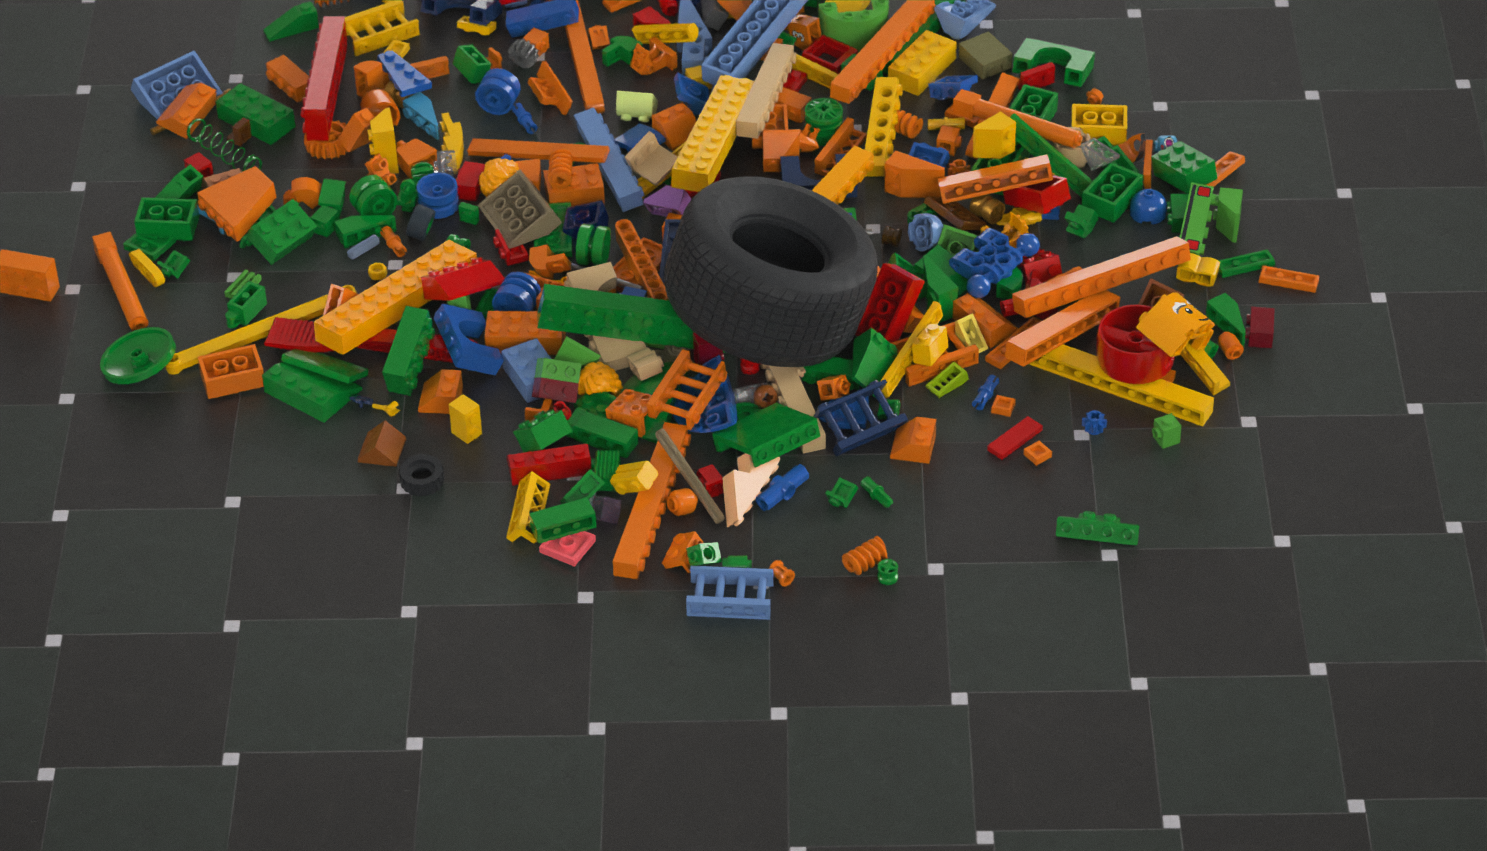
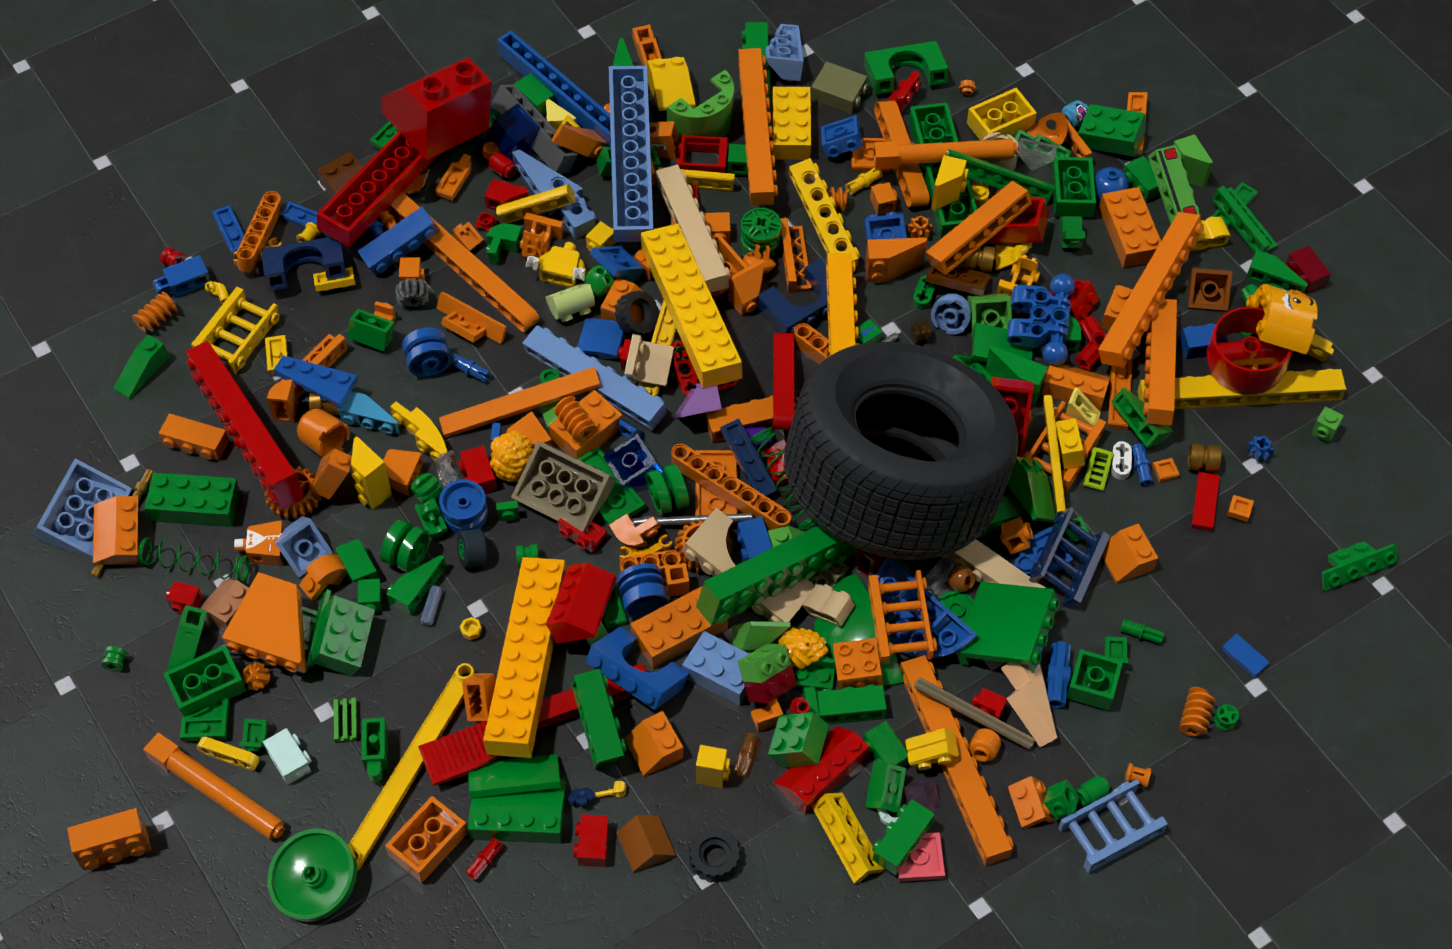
camera: 35 degrees left, 15 degrees up
(121, 182) = (114, 659): none -> green wheel
(184, 286) = (287, 756): none -> light aqua brick
(204, 231) = (256, 676): none -> orange gear
(241, 132) = (195, 532): reddish brown bracket -> none
(261, 403) = (484, 859): none -> red axle
(281, 160) = (261, 545): none -> orange torso
(303, 166) = (302, 545): none -> medium blue slope
(344, 426) = (593, 840): none -> red brick
(378, 166) = (384, 509): orange hips -> none
(393, 241) = (457, 583): orange pin -> none
(501, 429) = (745, 754): none -> clear orange axle
(609, 206) = (628, 430): none -> blue slope
(623, 31) = (483, 218): none -> red plate
(649, 80) = (559, 265): none -> yellow torso
(663, 126) = (649, 310): none -> black tyre
(665, 99) = (600, 280): none -> green helmet
(804, 499) = (1094, 679): none -> green brick
(945, 544) = (1245, 655): none -> blue tile
(970, 382) = (1126, 460): none -> white beam
(1009, 371) = (1132, 411): none -> green slope
(1039, 407) = (1204, 457): none -> pearl gold wheel
(1136, 230) = (1129, 226): none -> orange brick
(1235, 274) = (1243, 220): none -> green fence
(1289, 279) = (1281, 204): orange tile -> none

